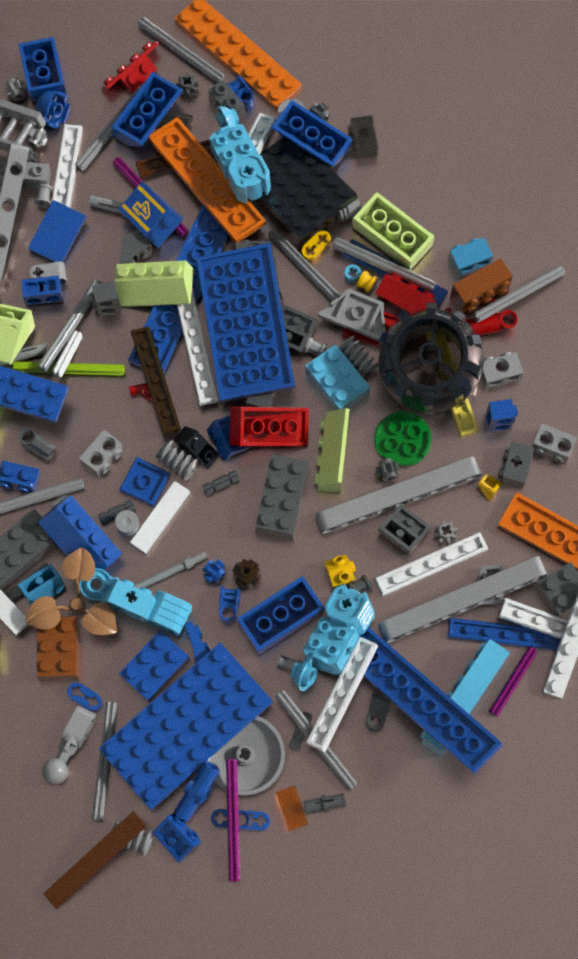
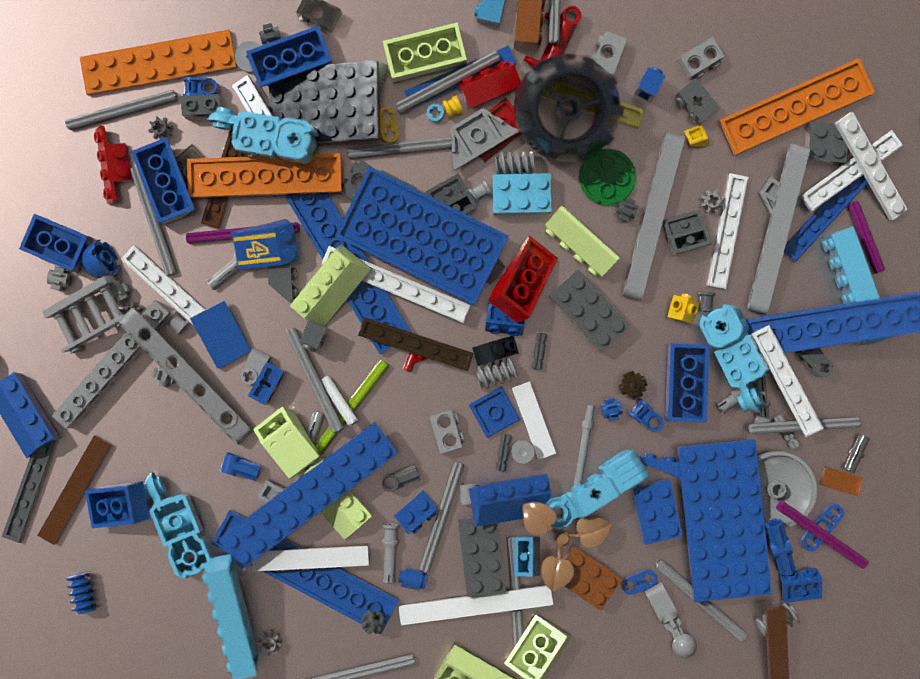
camera: 50 degrees left, 15 degrees up
(309, 694) = (764, 415): none -> light grey pin

